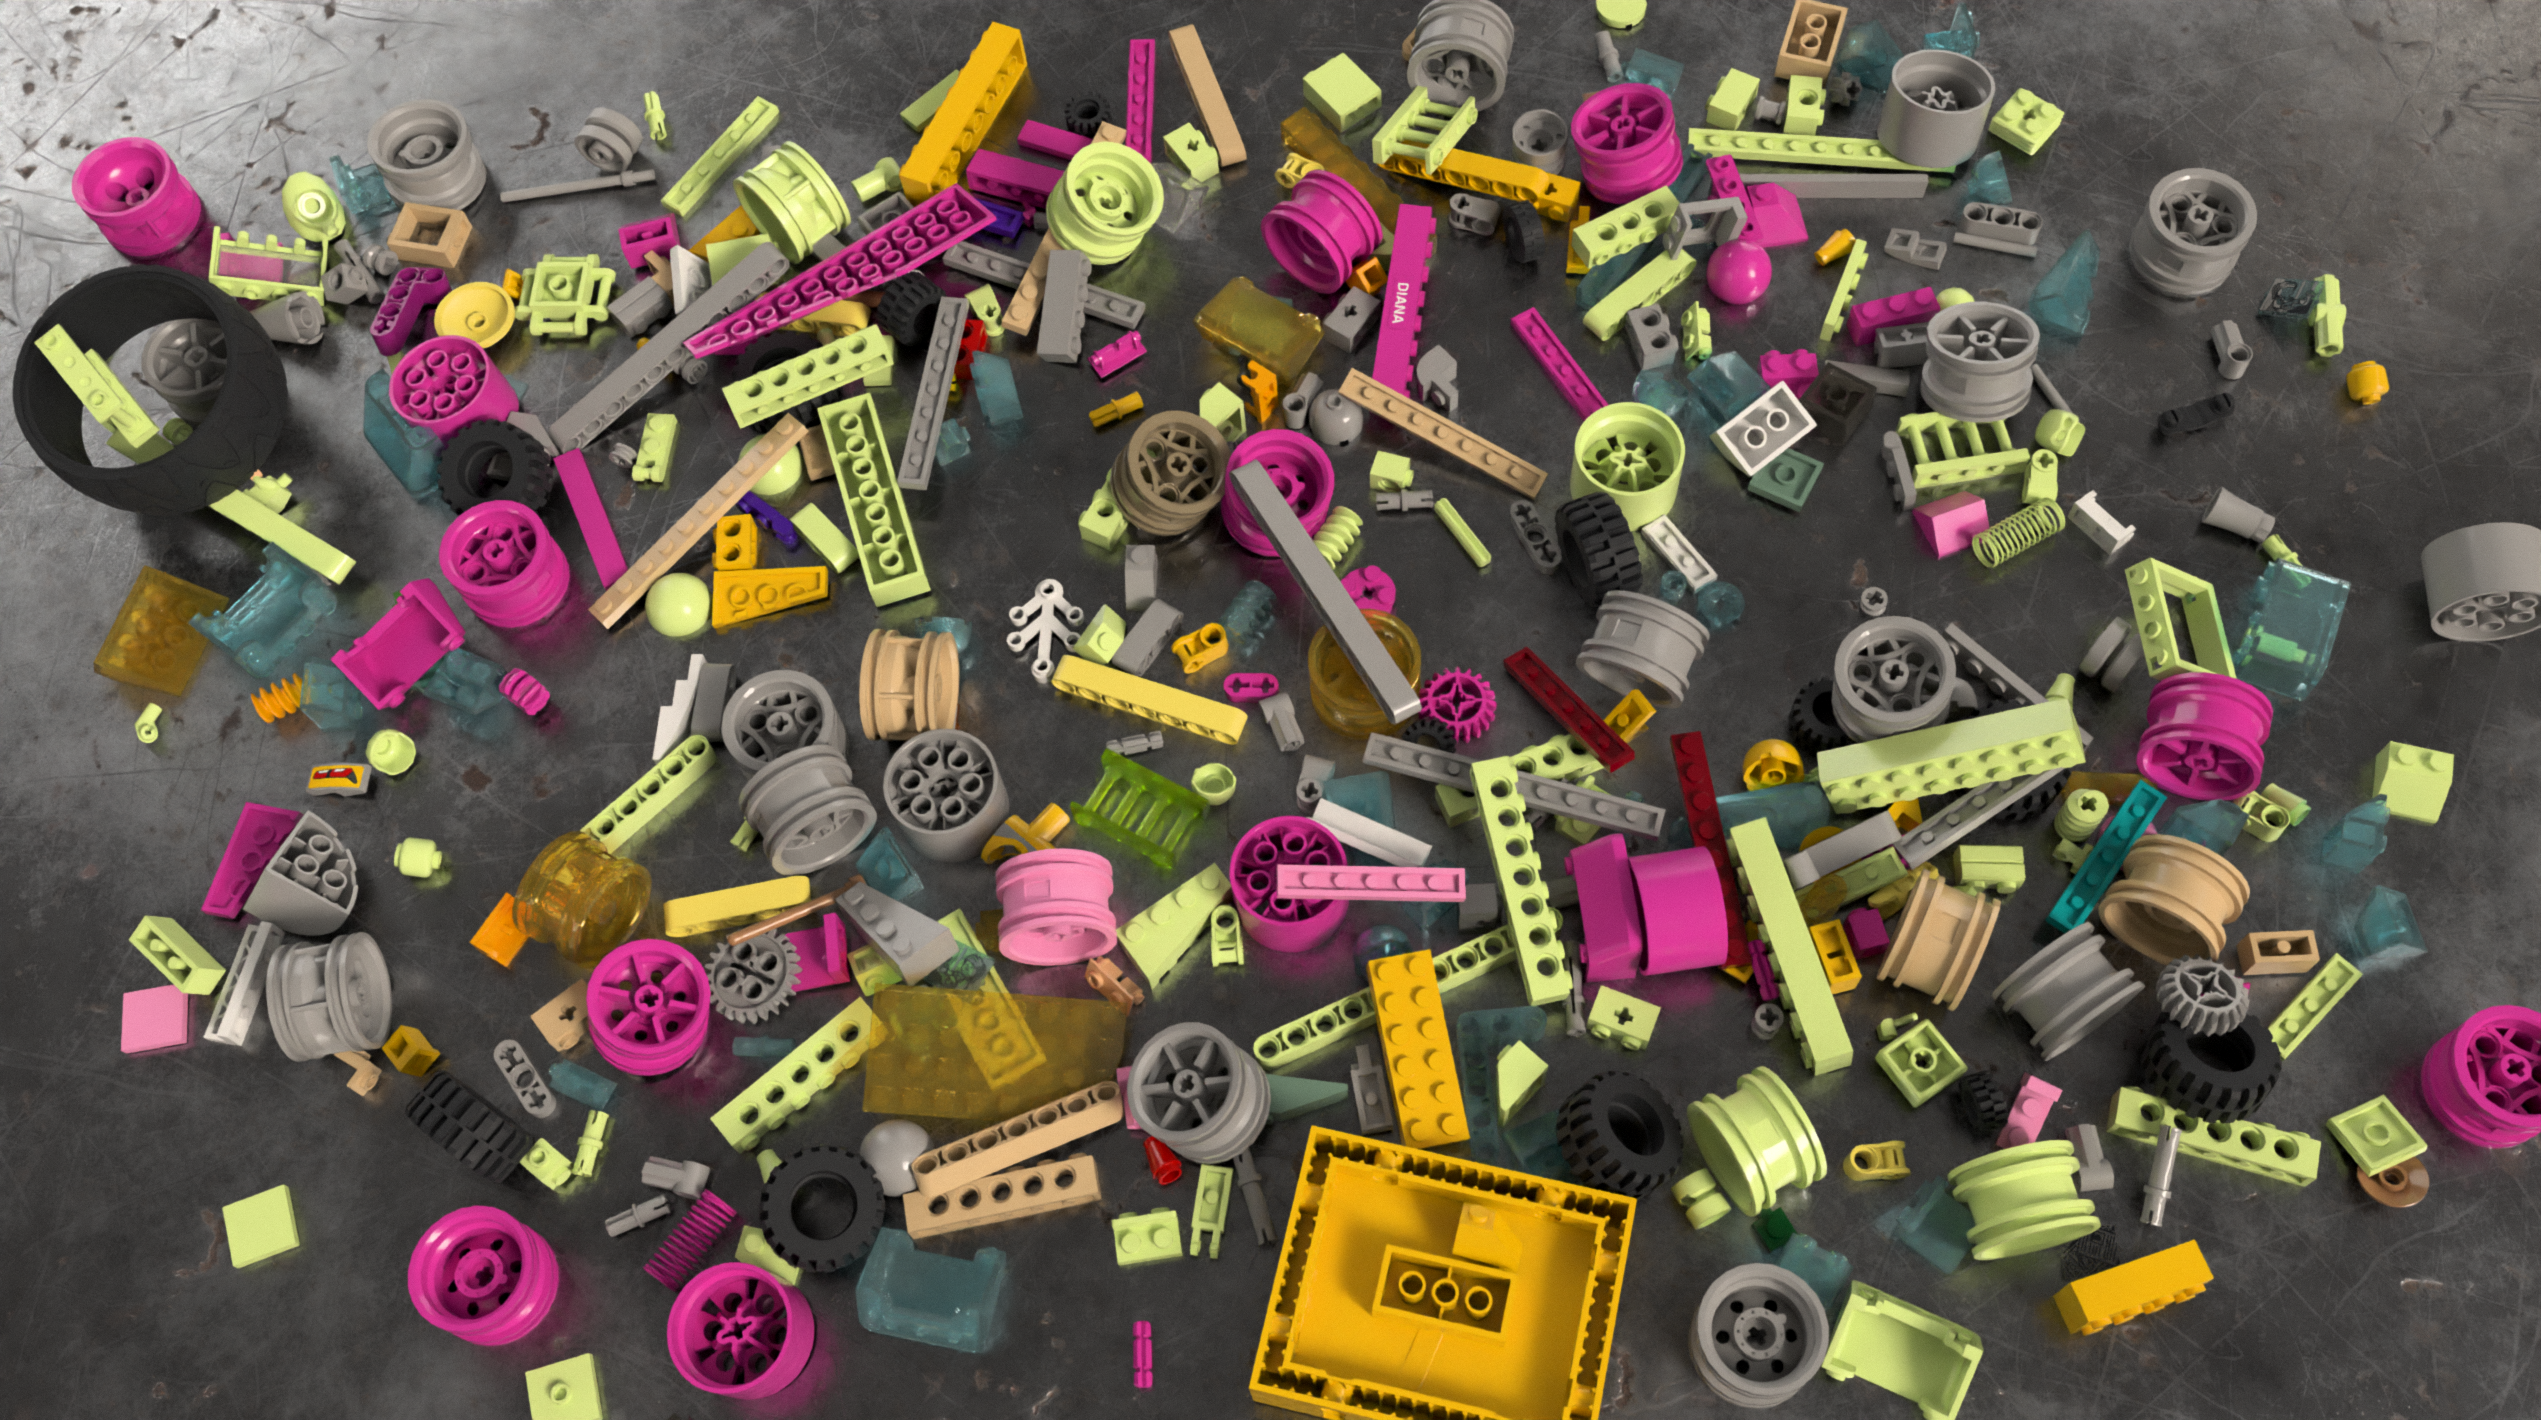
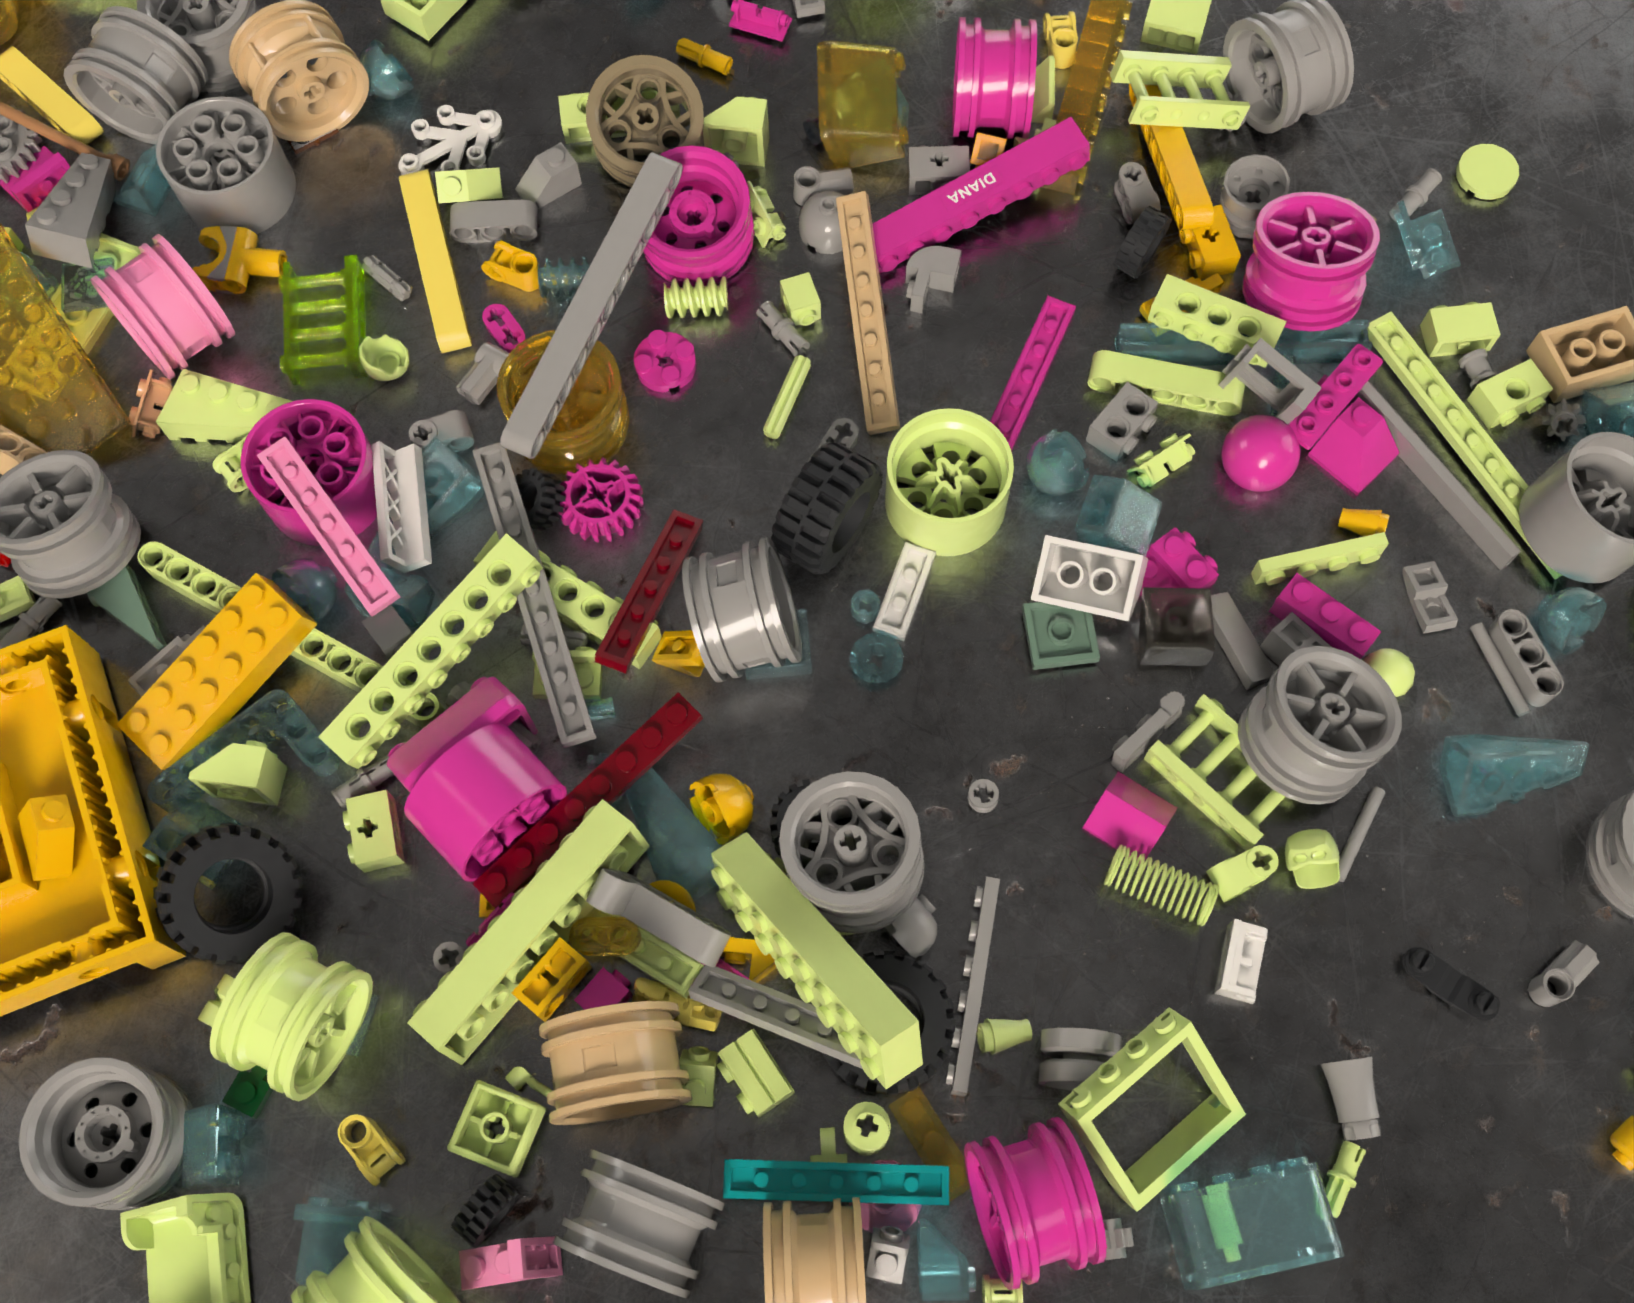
camera: 50 degrees right, 5 degrees up
(1263, 390) = (795, 143): light orange hinge -> none

